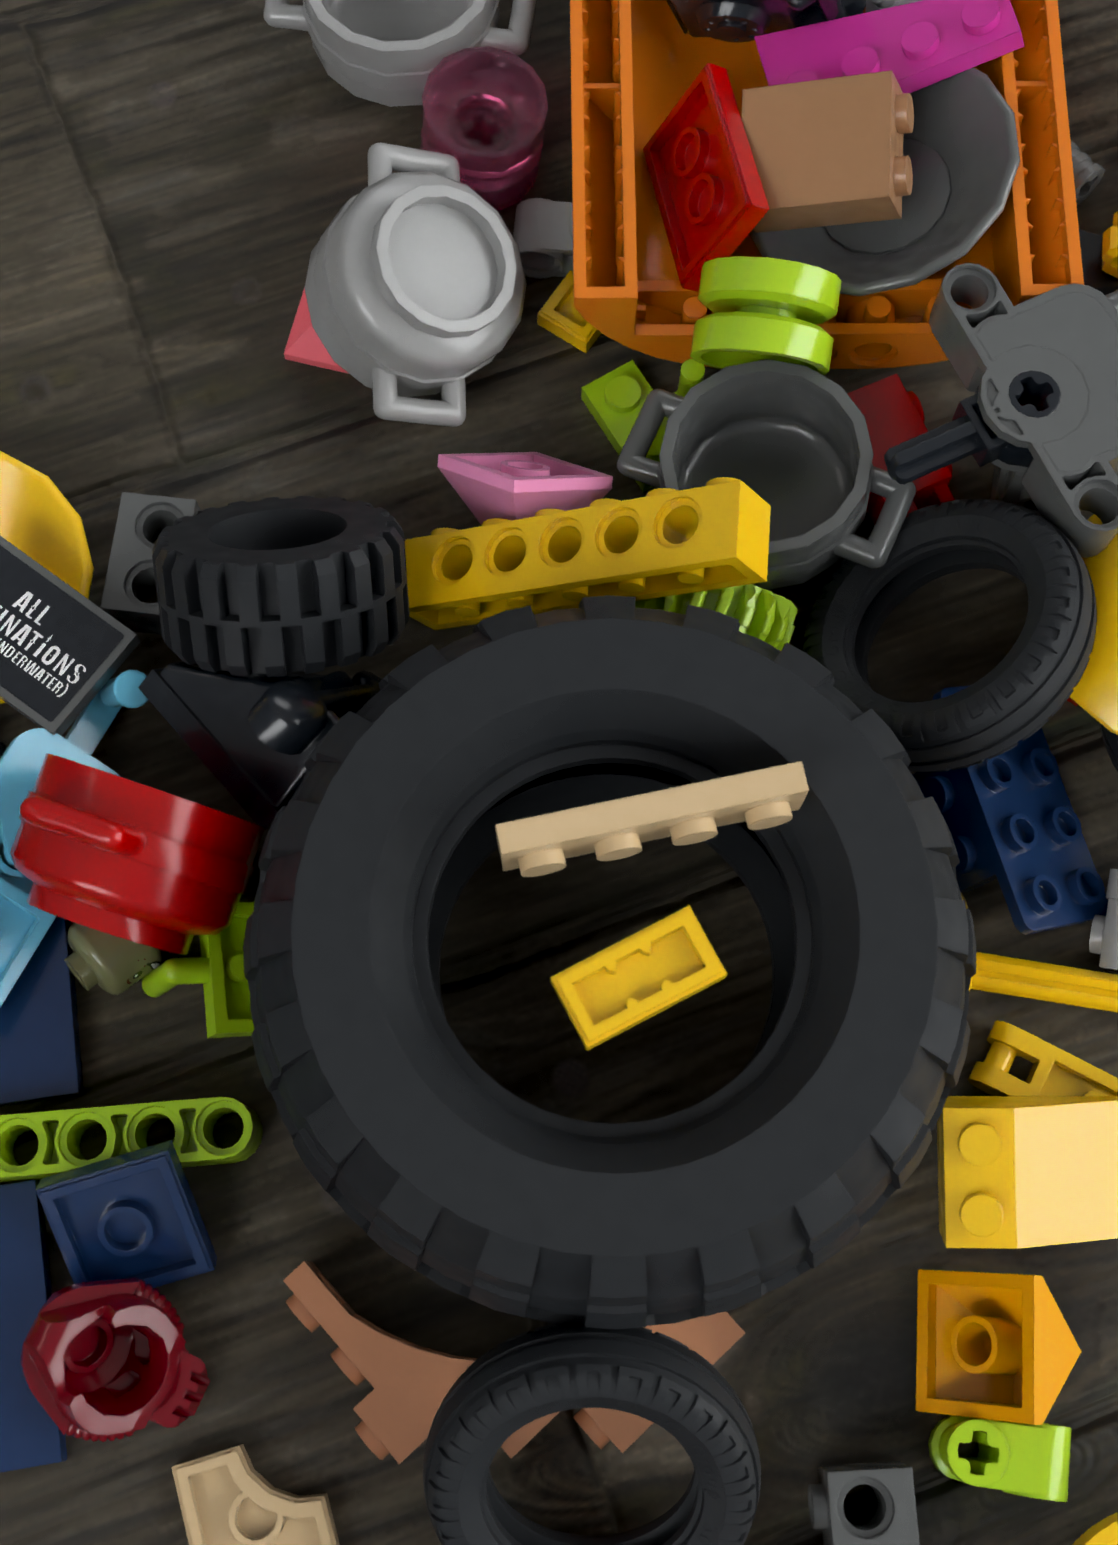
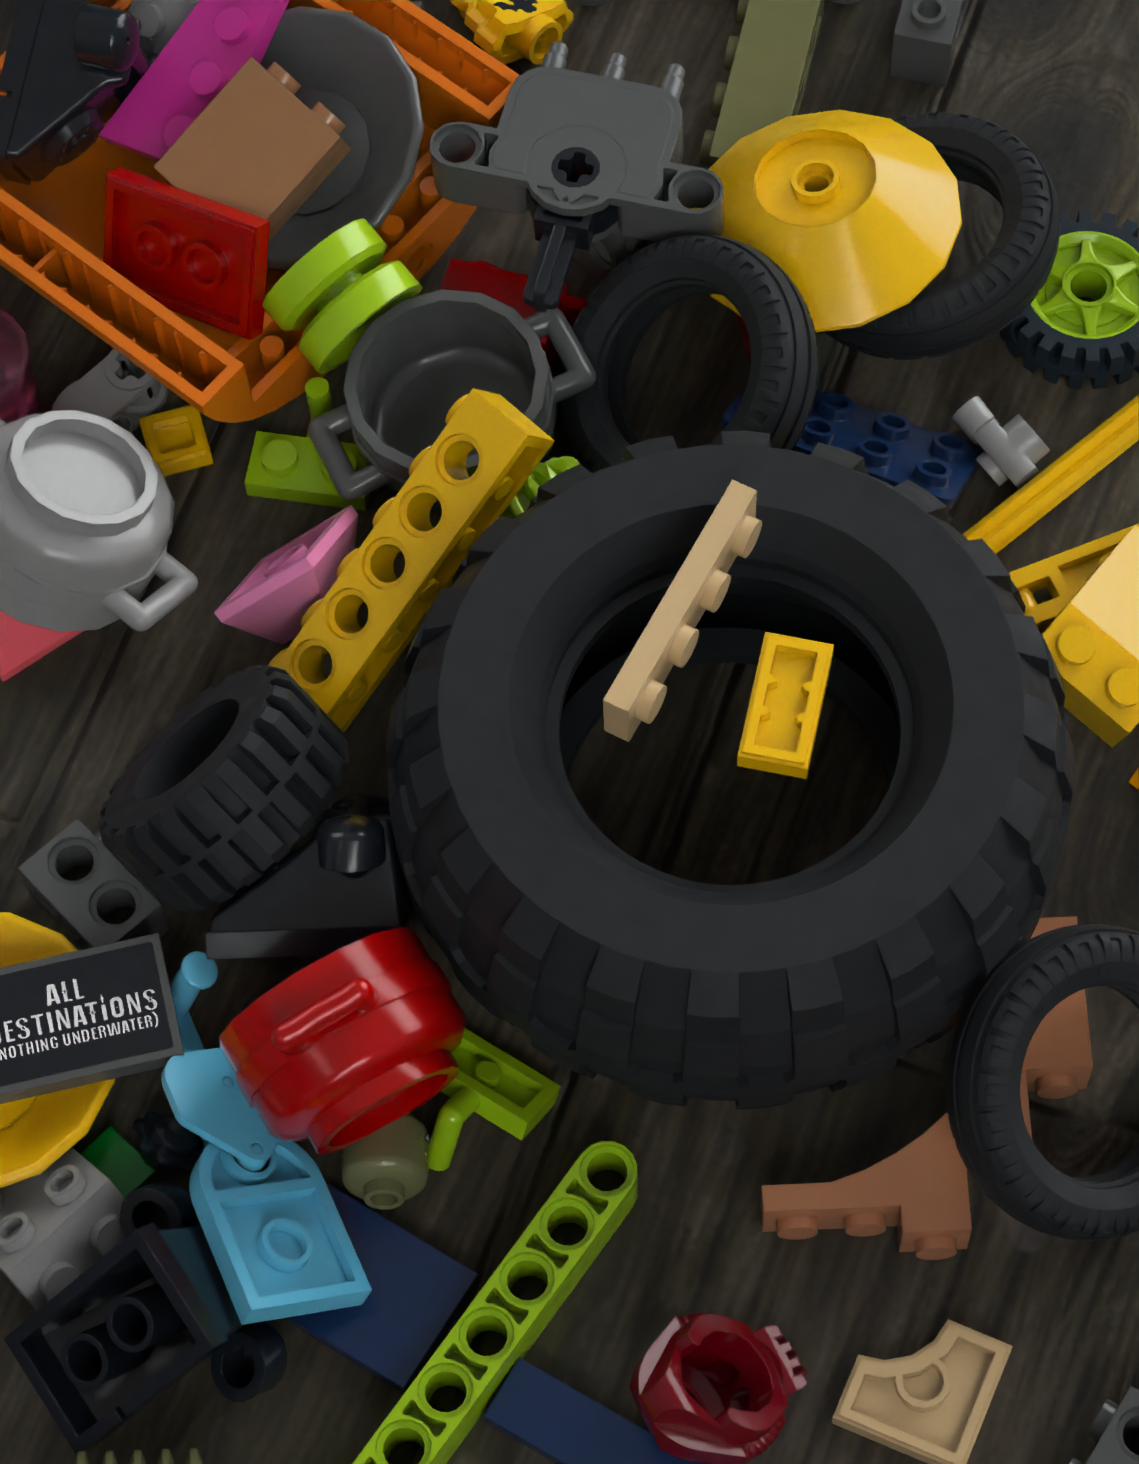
camera: 45 degrees left, 10 degrees down
(128, 1219) = (615, 1296): dark blue tile -> none

